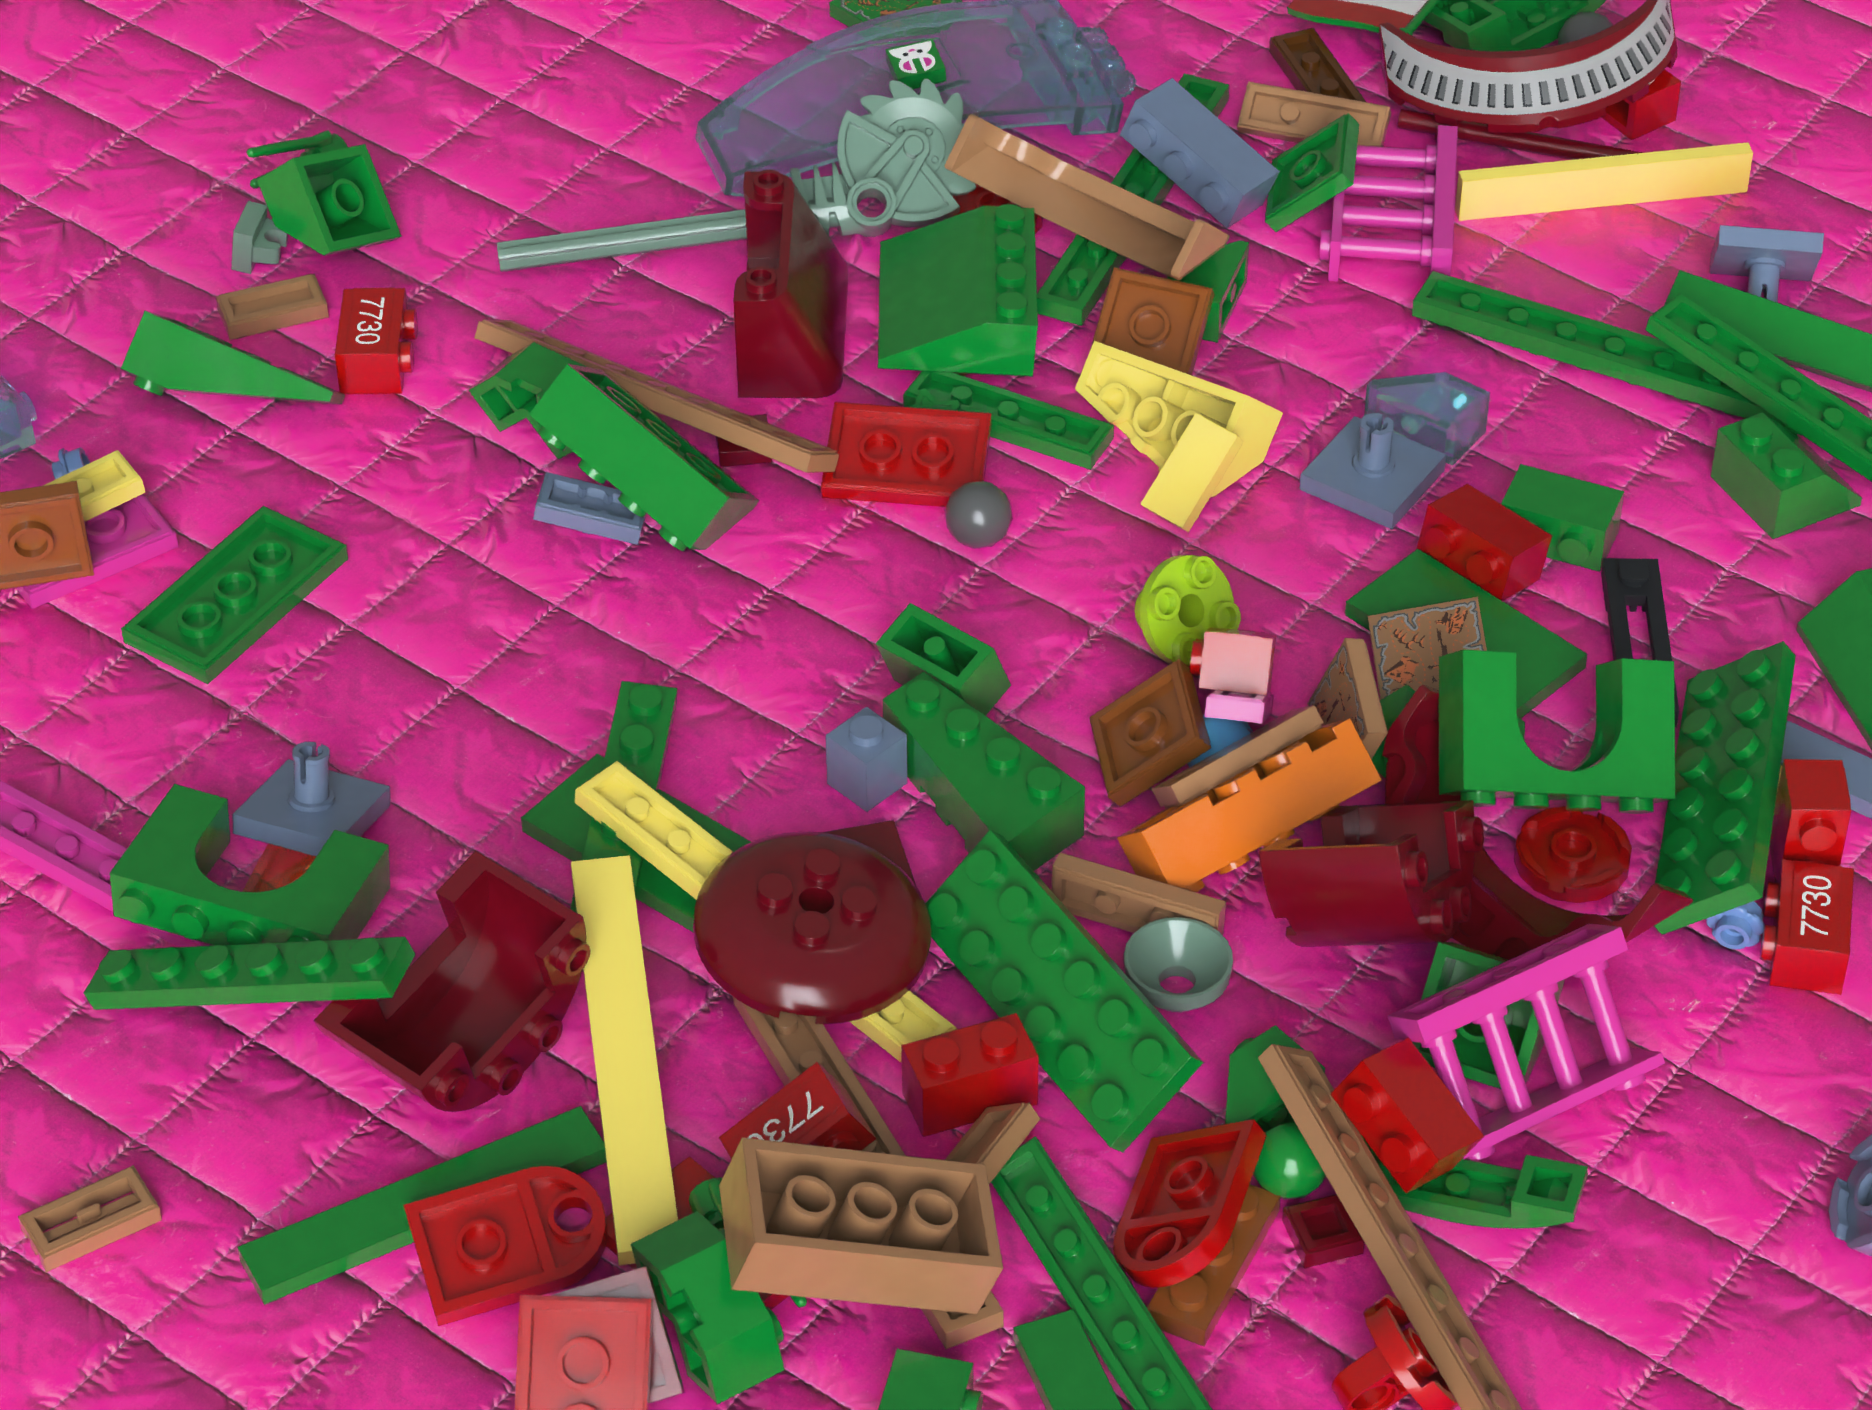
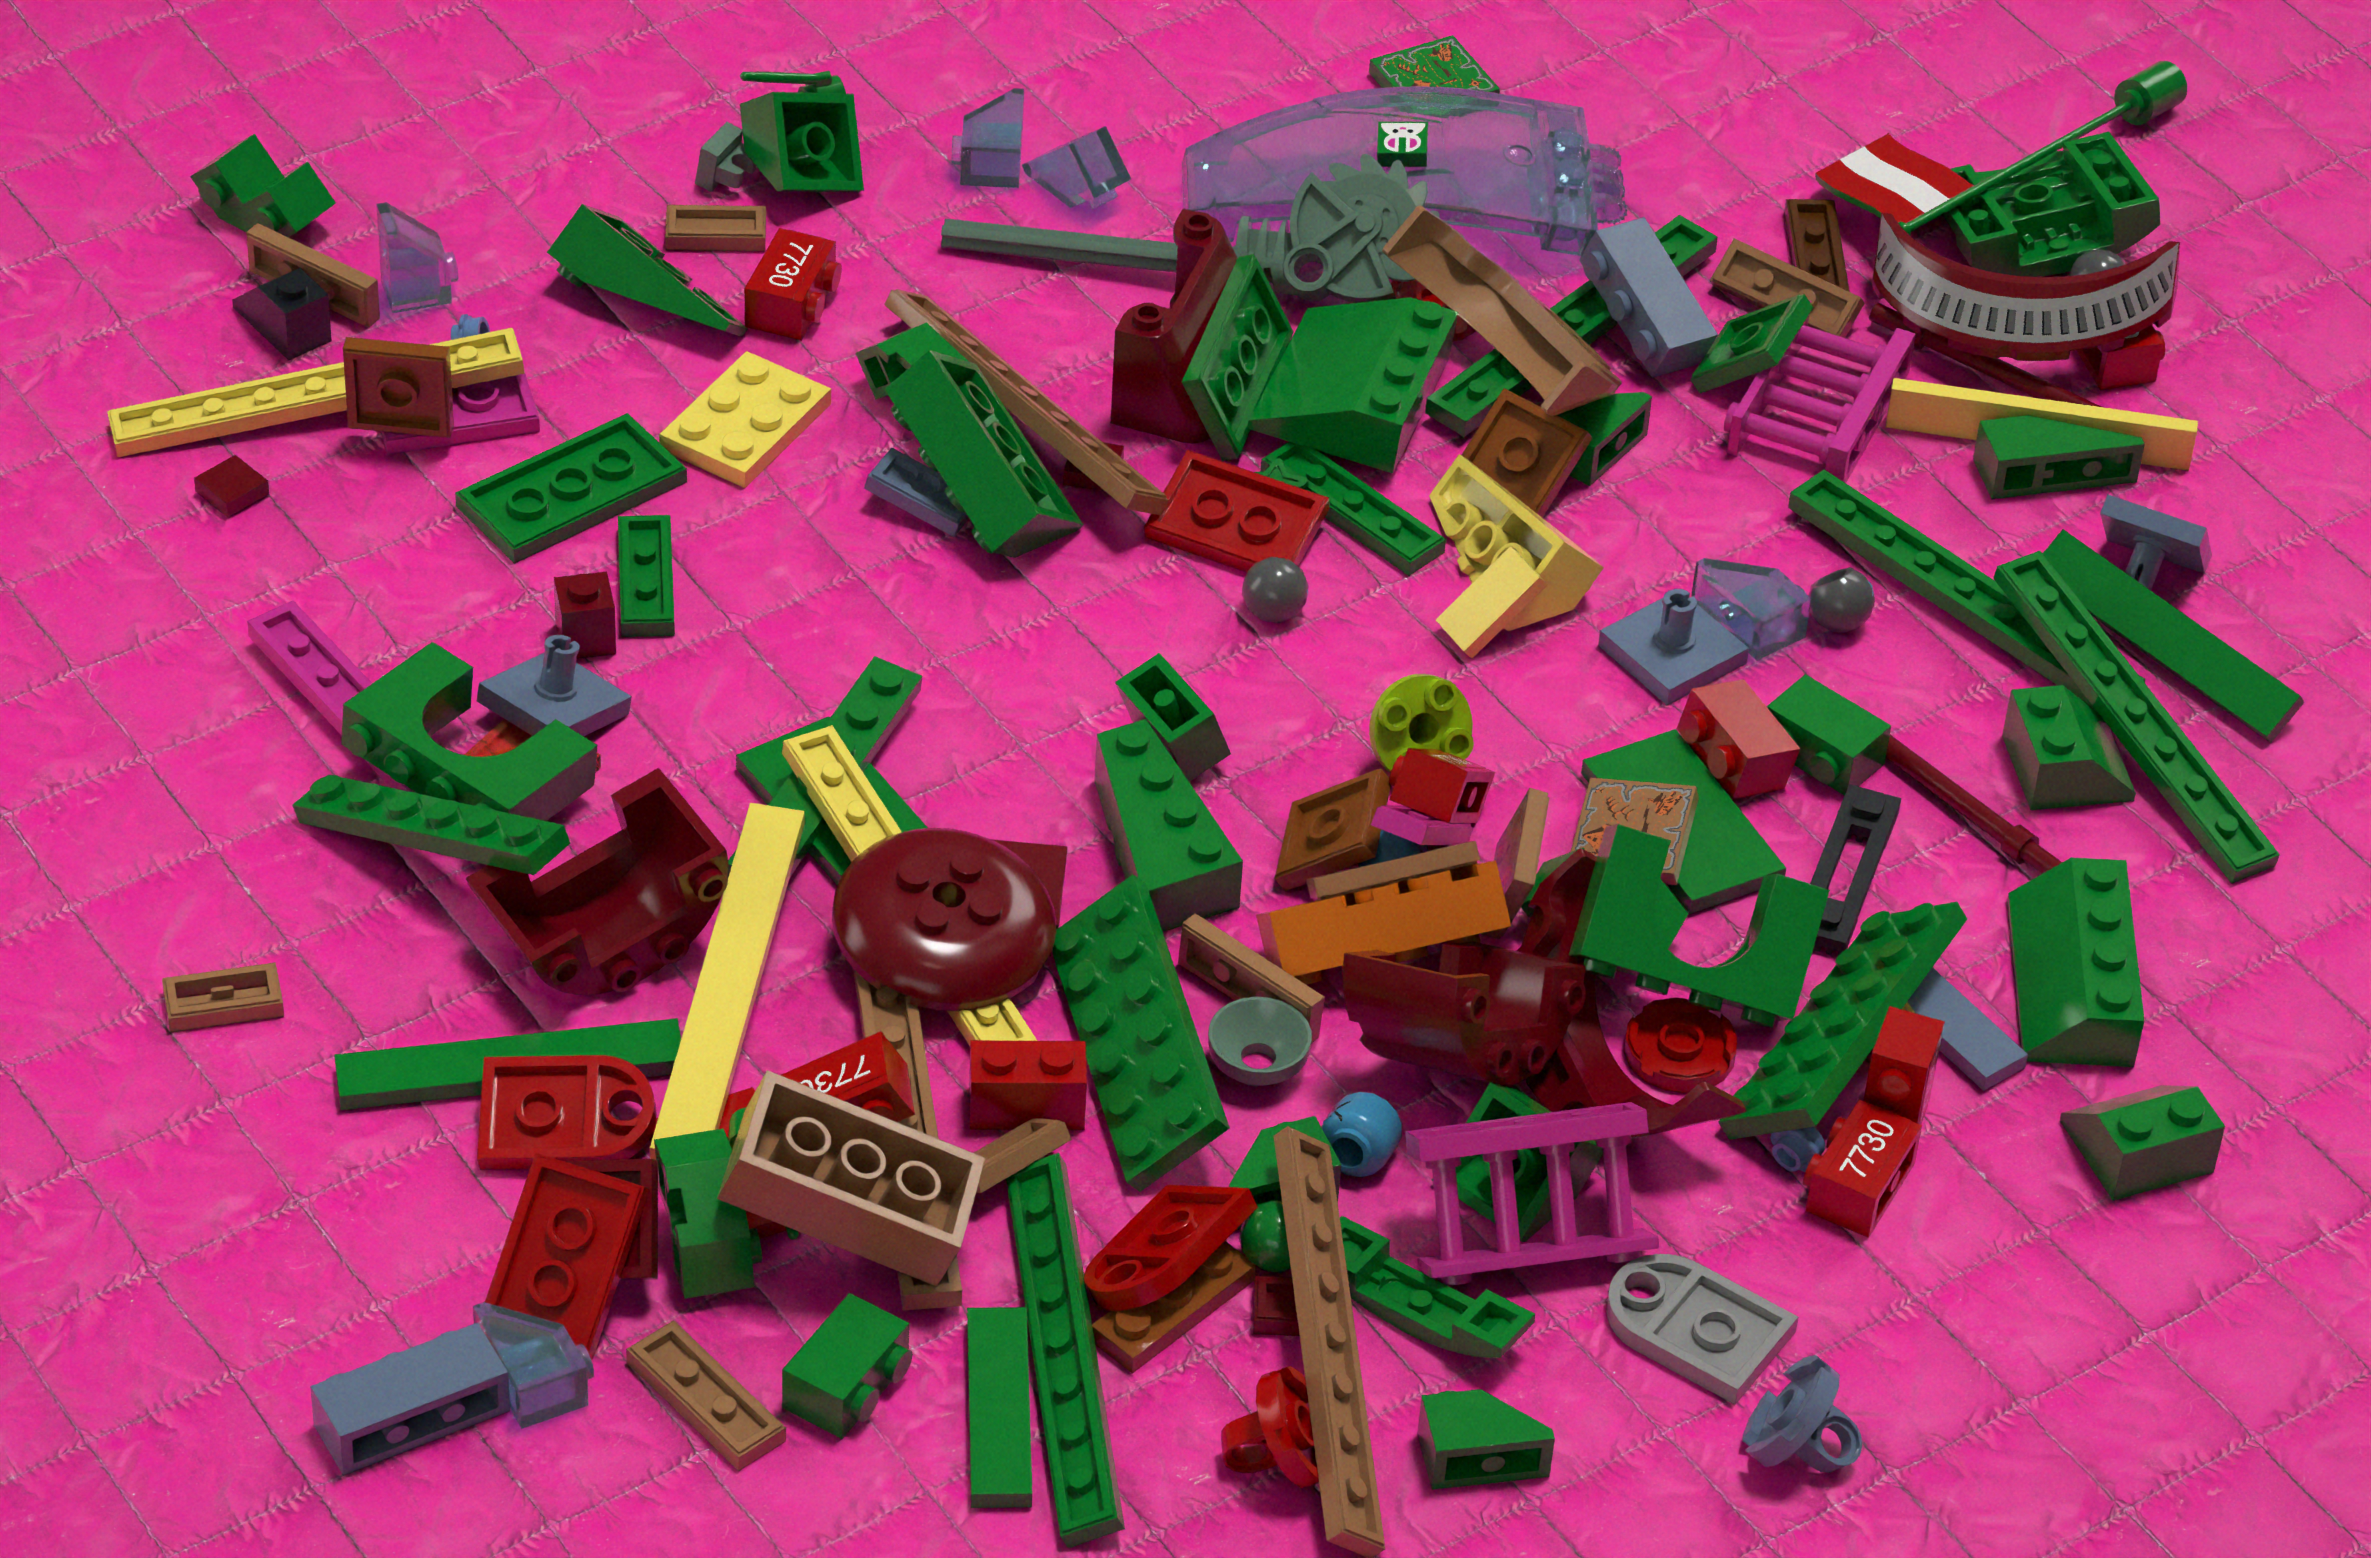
camera: 15 degrees right, 0 degrees up
(309, 711) = (586, 613): none -> dark red brick
(349, 662) = (646, 576): none -> green tile
(382, 482) = (745, 419): none -> light yellow plate
(511, 162) = (991, 143): none -> clear light blue slope
(606, 165) = (1081, 170): none -> clear light blue slope
(844, 302) = (1237, 356): none -> green tile
(866, 759) = (1065, 785): sand blue brick -> none
(1323, 1023) = (1363, 1133): none -> dark azure head
(1407, 1115) = (1387, 1223): red brick -> none
(1513, 386) = (1842, 600): none -> dark grey piece
(1588, 1314) = (1480, 1440): none -> green slope
(1627, 208) = (2052, 456): none -> green slope
(1729, 1128) = (1697, 1323): none -> light grey tile
(1782, 572) = (2015, 840): none -> dark red bar

